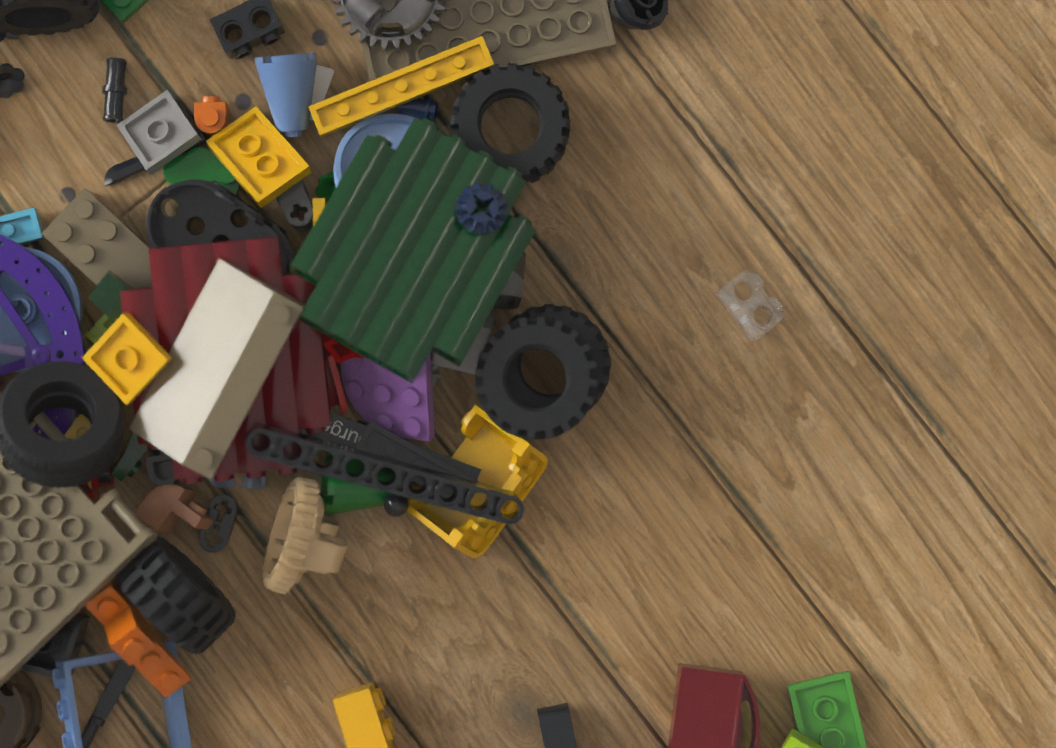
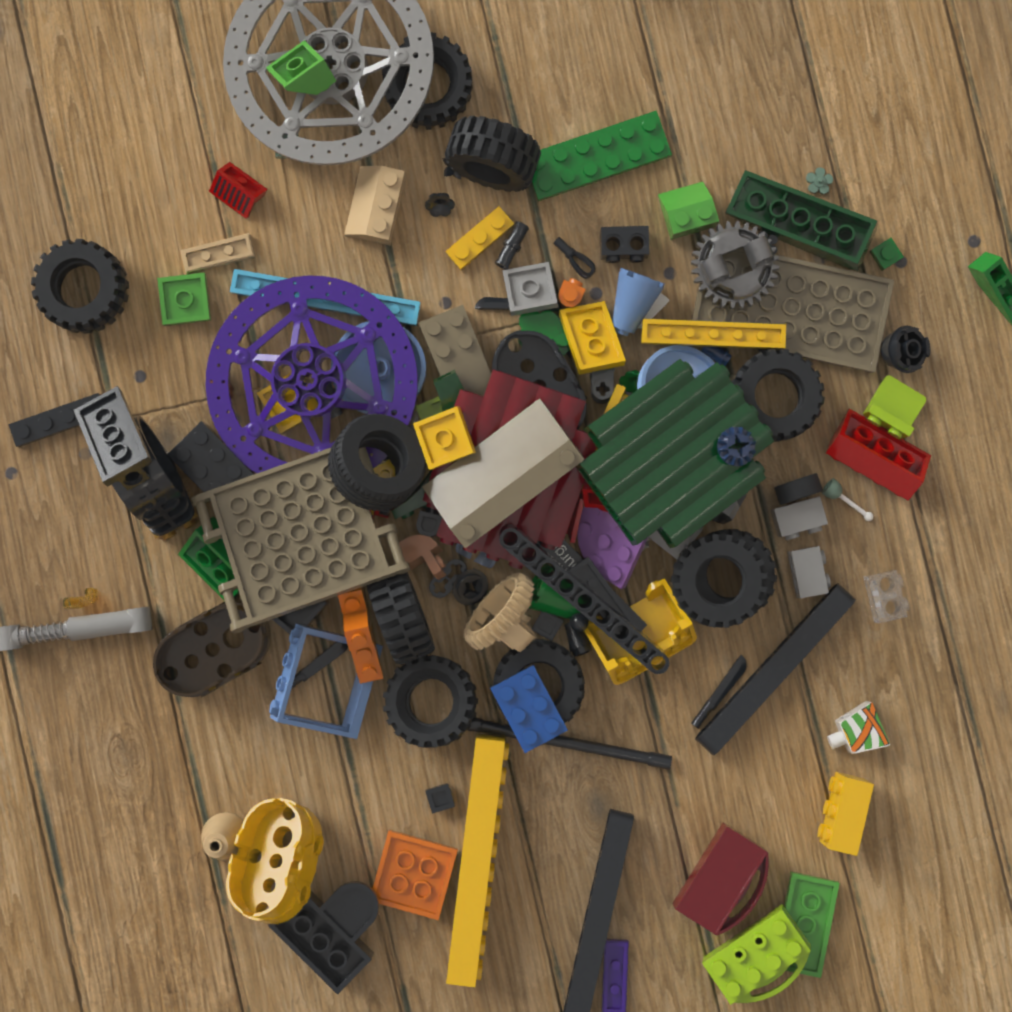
camera: 25 degrees right, 0 degrees up
(73, 99) = (479, 238): none -> yellow plate
(189, 66) = (570, 252): none -> black piece
(223, 692) = (399, 696): none -> black tyre
(253, 533) = (468, 596): none -> black gear
(335, 681) = (650, 758): none -> black piece
(363, 524) = (547, 625): none -> black tile
(380, 635) = (529, 709): none -> blue plate
(395, 643) = (557, 657): none -> black tyre
(408, 528) = (577, 641): none -> black cone
(586, 225) = (798, 489): none -> black tyre
(605, 258) = (799, 517): none -> light grey brick
(608, 501) = (721, 691): none -> black piece
(632, 207) = (834, 490): none -> hinge
(645, 318) = (809, 572): none -> light grey brick
(658, 452) = (775, 669): none -> black beam
(659, 75) = (894, 407): none -> lime bracket
(665, 140) = (879, 455): none -> red slope
(790, 479) = (859, 730): none -> torso
(817, 586) = (845, 813): none -> yellow brick

